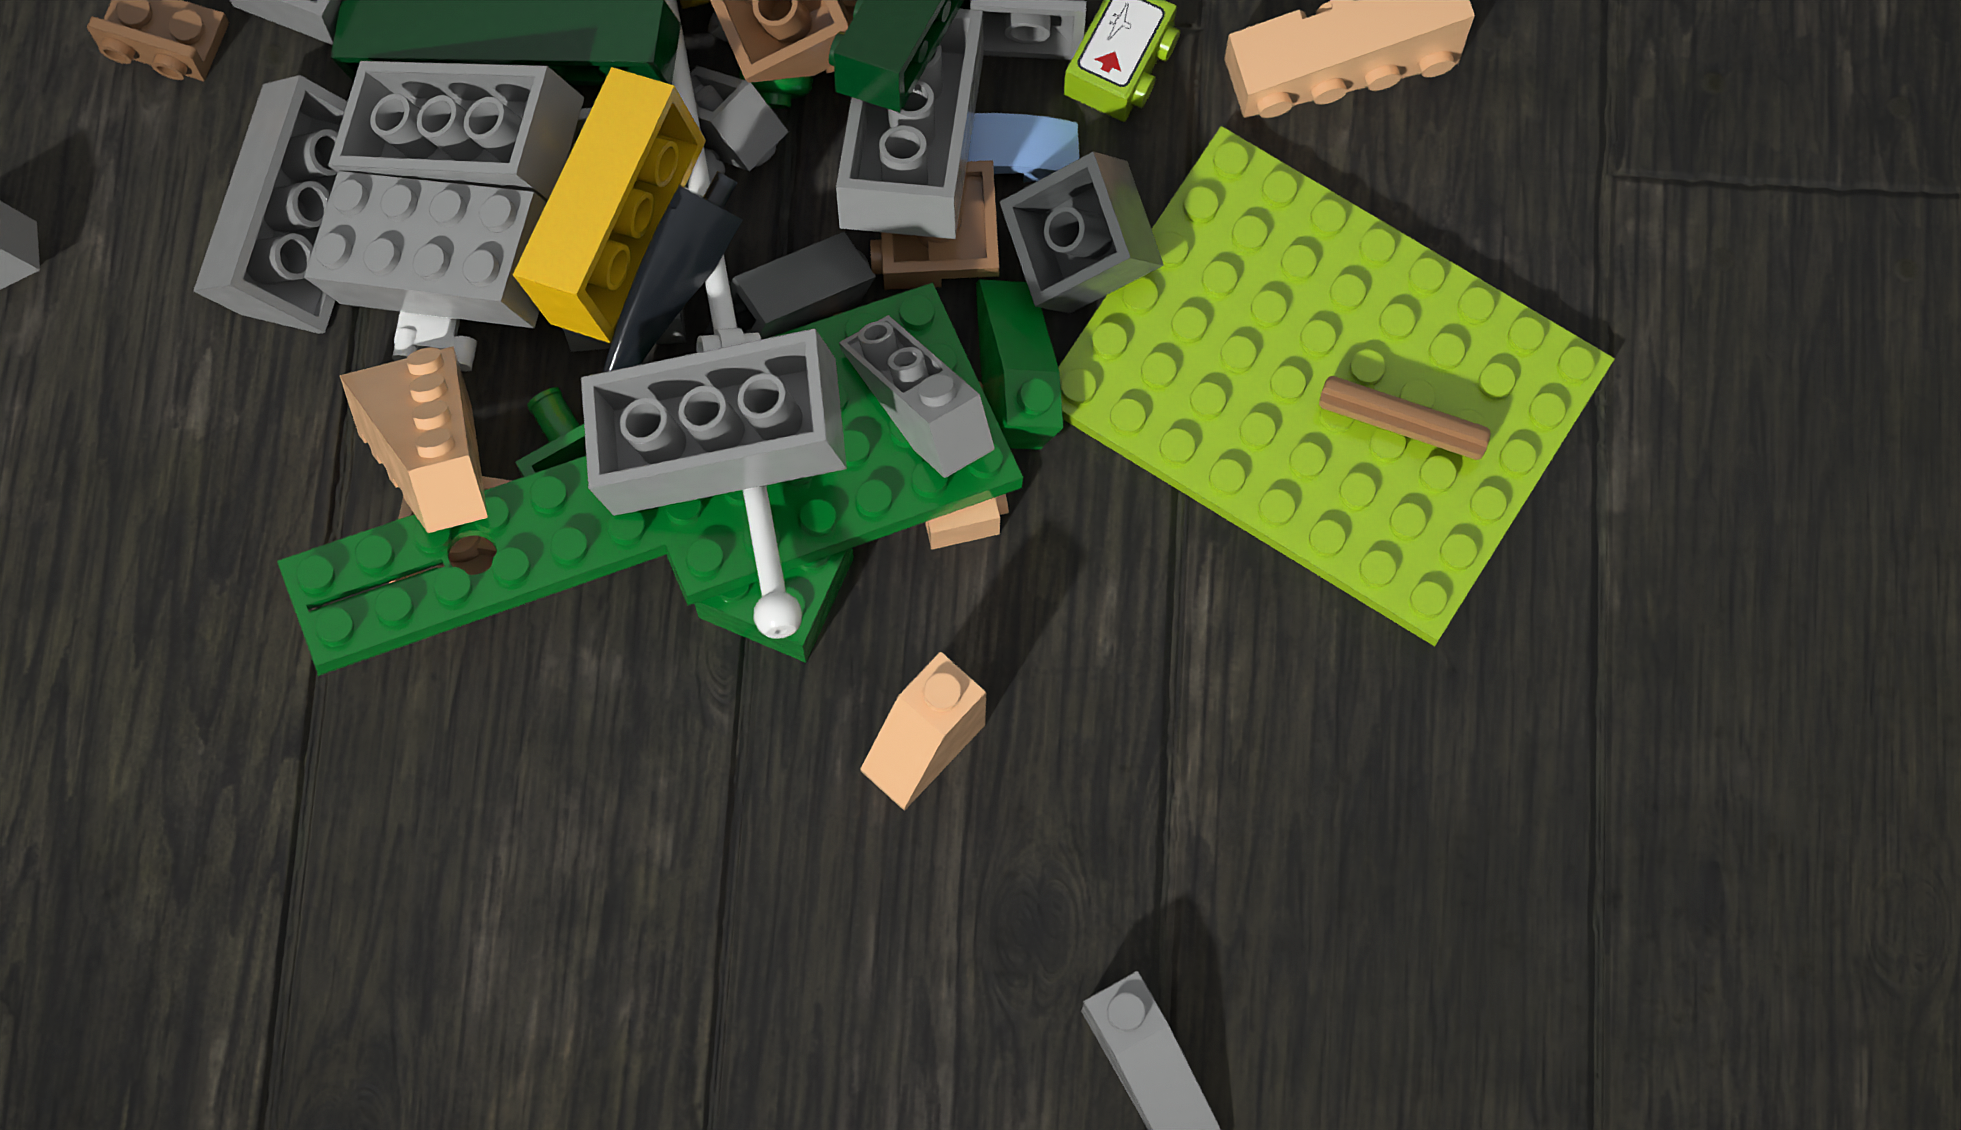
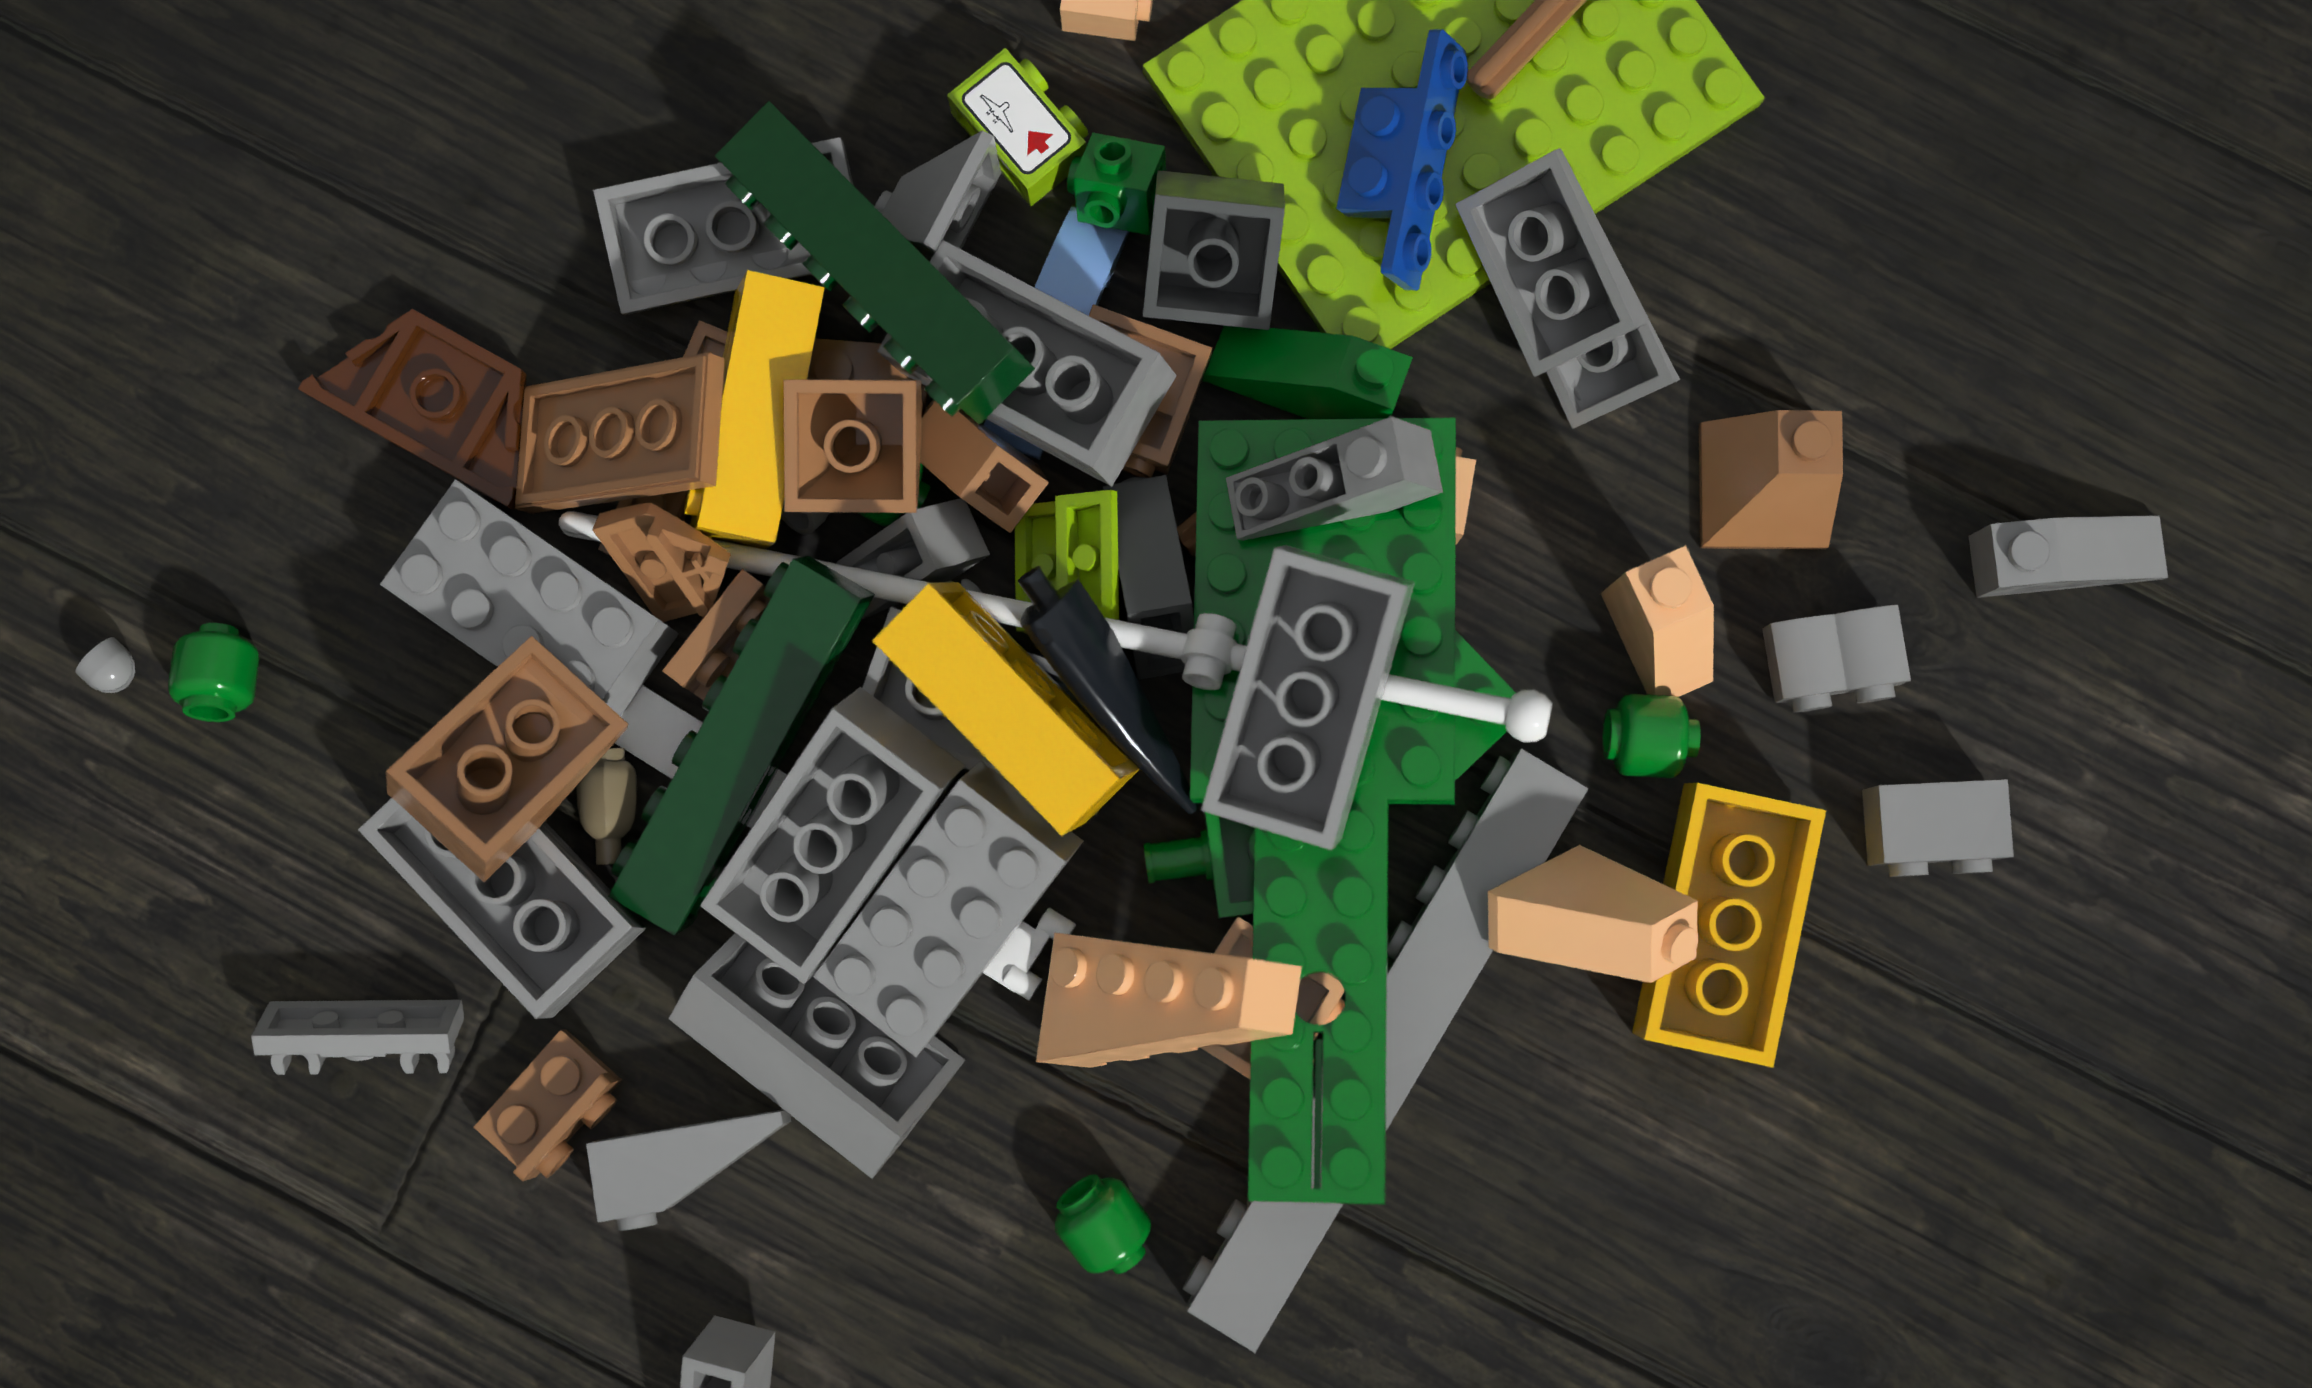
camera: 65 degrees left, 10 degrees up
(143, 137) = (660, 1168): none -> light grey slope
(226, 489) = (1102, 1224): none -> green head
(488, 661) = (1426, 984): none -> light grey brick
(639, 761) = (1593, 918): none -> light nougat slope
(689, 895) = (1752, 877): none -> yellow brick
(776, 227) = (1072, 541): none -> lime slope
(812, 130) = (979, 466): none -> medium nougat slope
(827, 765) = (1650, 736): none -> green head
(856, 1047) = (1938, 823): none -> light grey brick
(969, 900) = (1837, 655): none -> light grey brick
(1100, 783) = (1770, 479): none -> medium nougat slope
(1109, 129) = (1116, 182): none -> green brick
(1179, 531) = (1565, 290): none -> light grey slope
(1234, 354) = (1401, 155): none -> blue bracket

